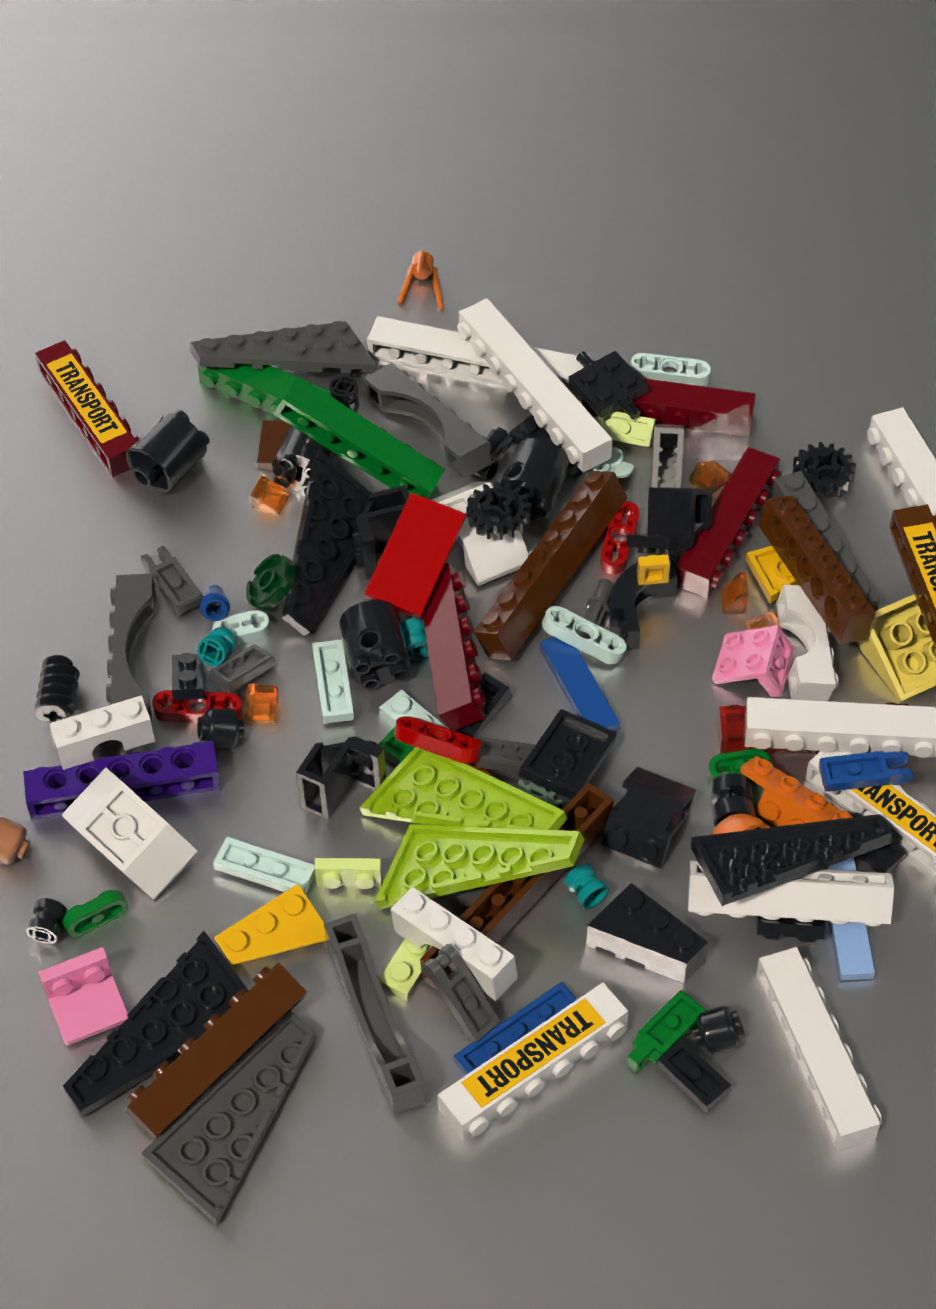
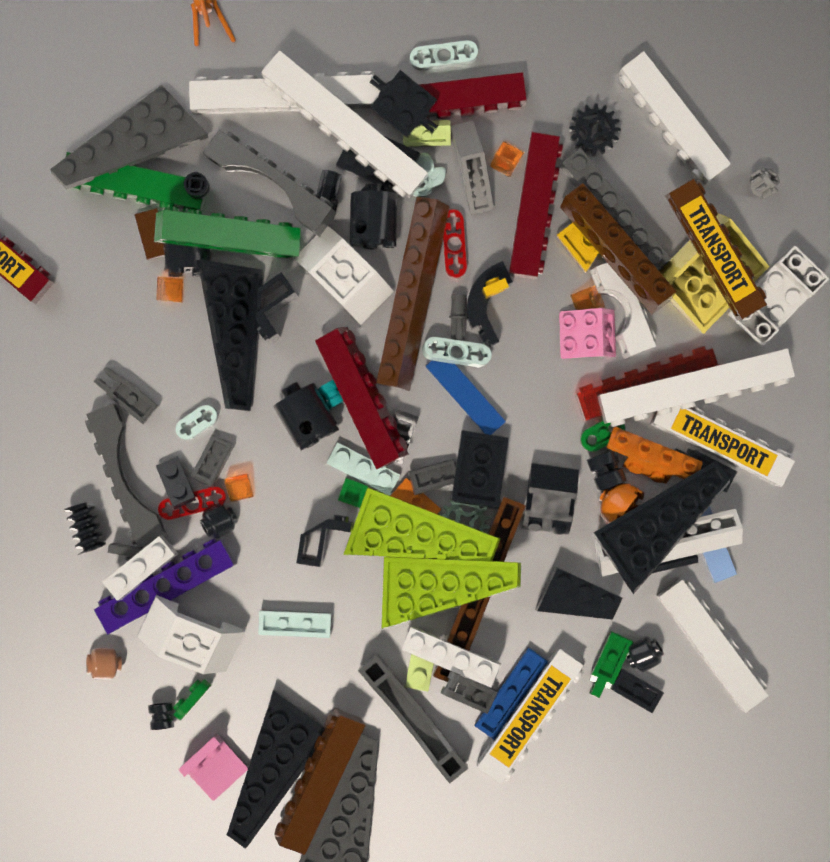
camera: 20 degrees left, 35 degrees up
(166, 452) = (74, 281): black cylinder -> none
(214, 604) = (170, 412): blue cone -> none
(217, 646) = (187, 451): teal wheel -> none
(271, 582) = (205, 379): dark green tile -> none
(275, 928) = (320, 671): yellow wing -> none
(333, 681) = (284, 450): light aqua plate -> none
(348, 872) = (365, 609): yellowish green plate -> none
(415, 555) = (312, 334): red tile -> none
(437, 739) = (400, 484): red beam -> none
(496, 510) = (354, 281): black gear -> none
(588, 888) = (528, 570): teal wheel -> none
(673, 519) = (495, 230): black piece -> none
(722, 437) = (507, 123): clear wing -> none
(735, 595) = (557, 275): clear orange slope -> none
(864, 770) = (694, 424): blue hinge -> none

